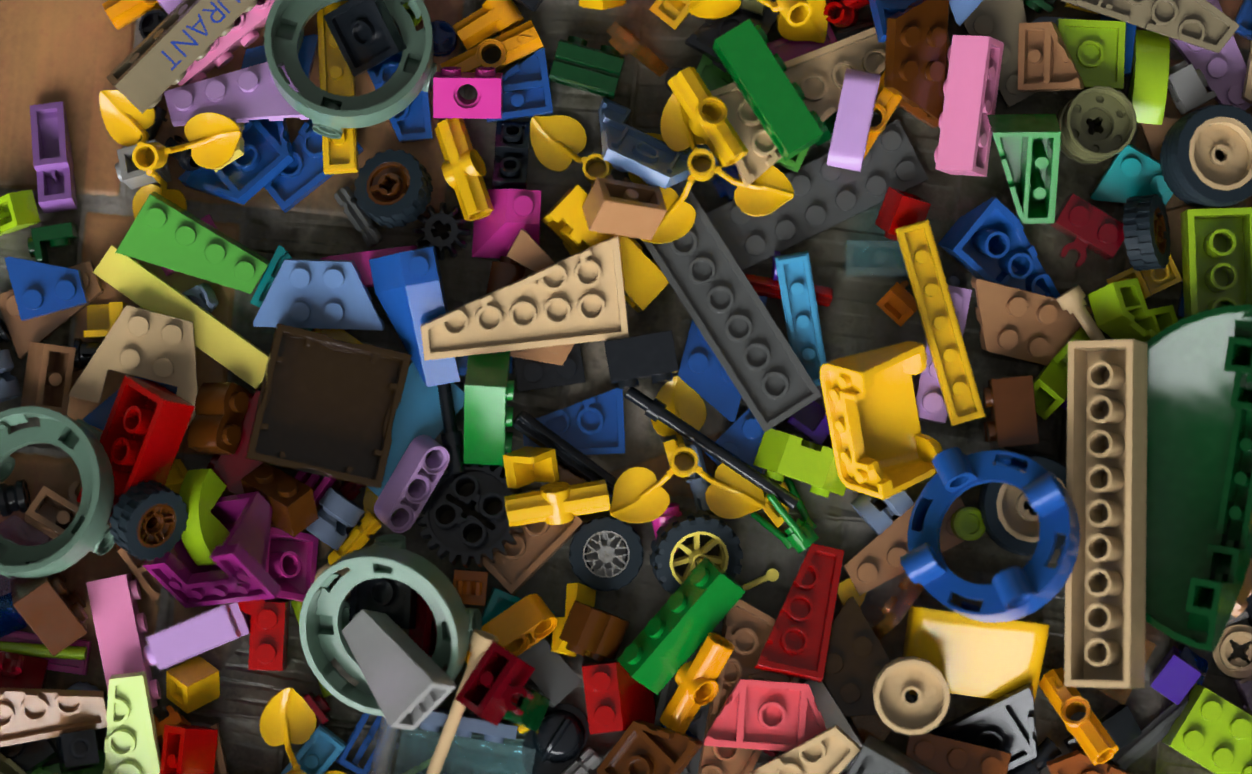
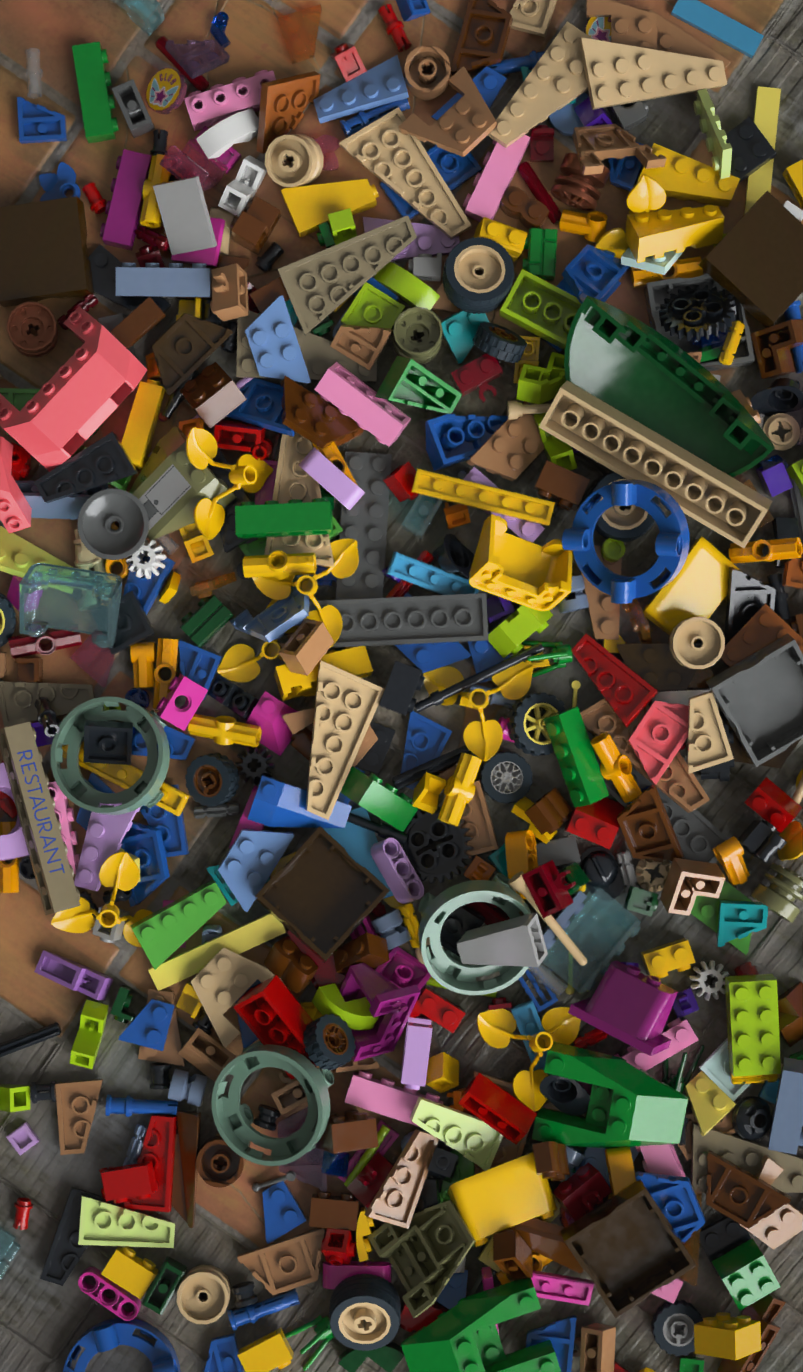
camera: 60 degrees left, 0 degrees up
(845, 328) = (454, 556): none -> black piece

